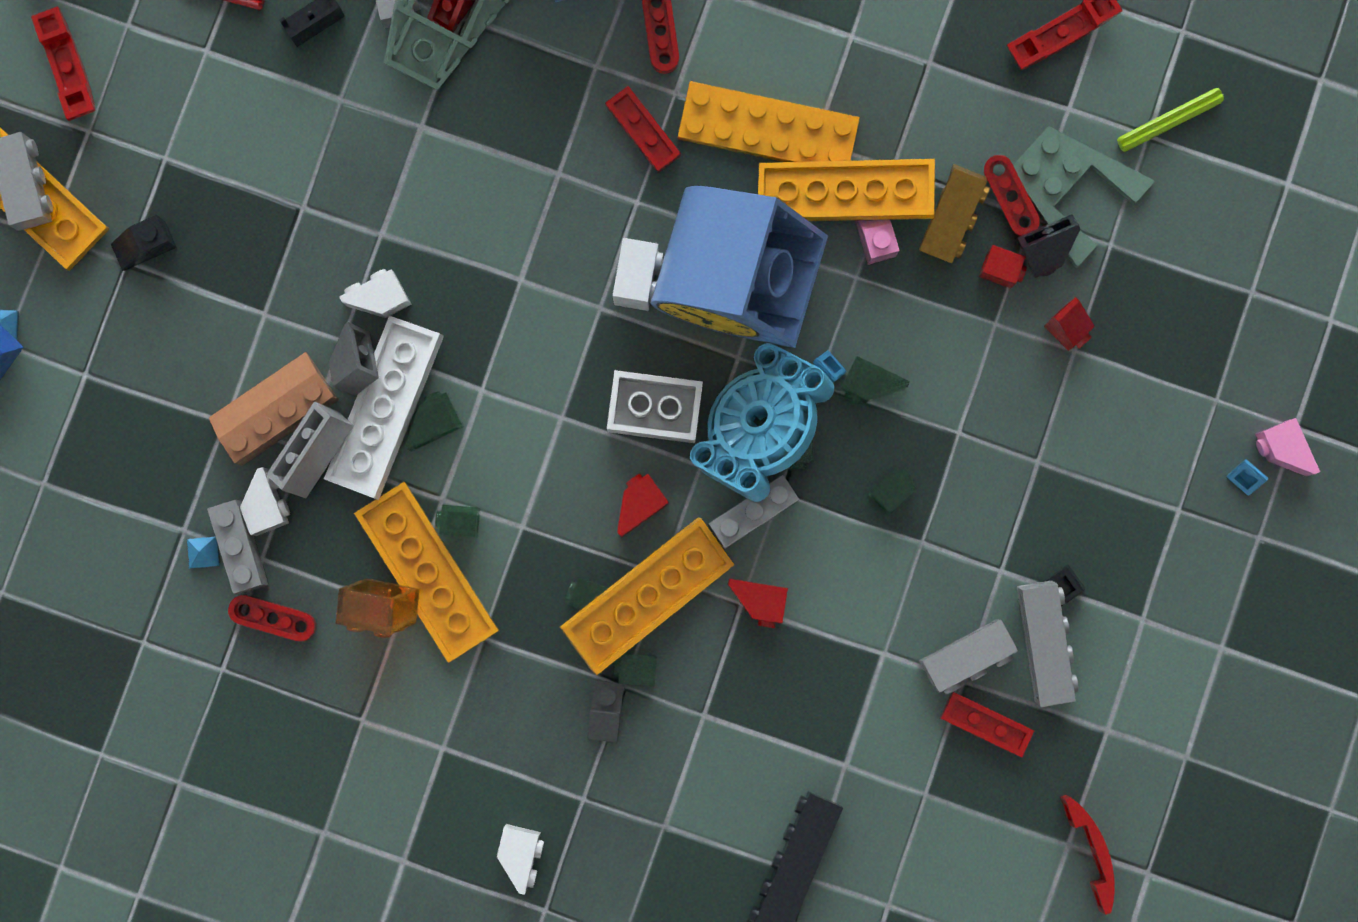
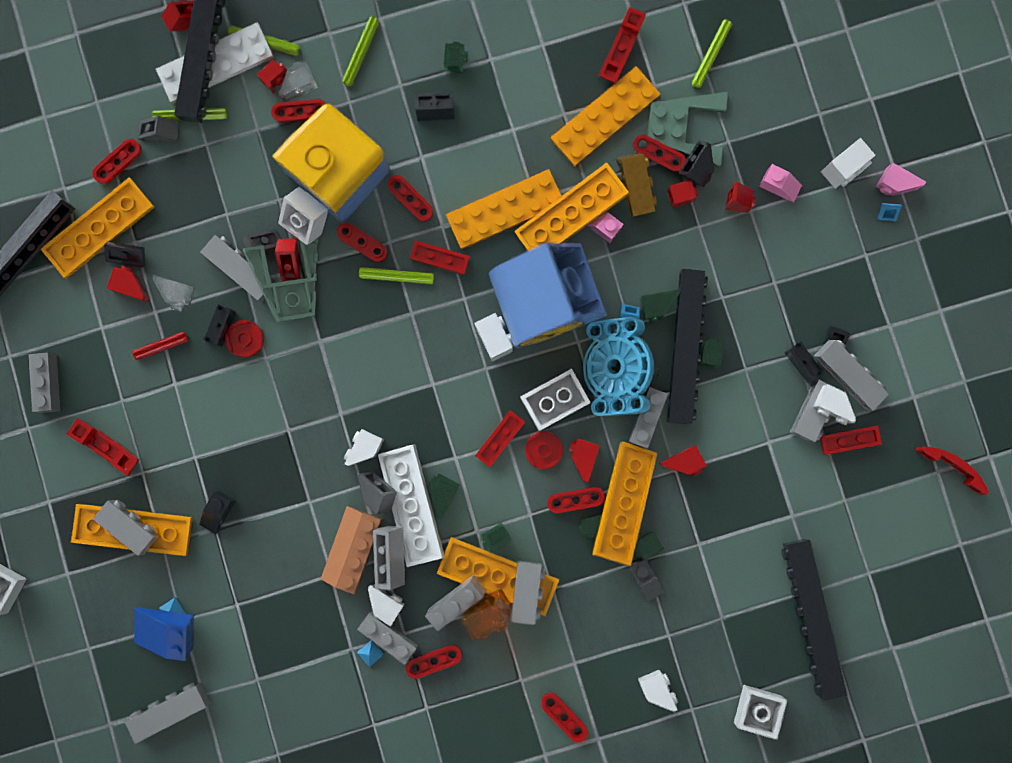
camera: 30 degrees left, 0 degrees up
(331, 56) = (244, 338): none -> red tile
(350, 565) = (455, 603): none -> light grey brick
(376, 816) = (568, 725): none -> red plate
(446, 616) = (527, 592): none -> light grey brick
(553, 405) = (500, 438): none -> red plate
(566, 53) = (368, 248): none -> red plate
(573, 113) = (395, 275): none -> lime axle
(577, 548) = (585, 500): none -> red plate
(597, 459) = (543, 450): none -> red tile
(867, 459) = (686, 346): none -> black brick
(978, 102) = (605, 116): none -> light orange plate
(998, 663) = (834, 403): none -> white slope
(1001, 586) = (804, 362): none -> black hinge
(1137, 344) = (781, 183): none -> bright pink slope
(1237, 378) = (848, 164): none -> white brick

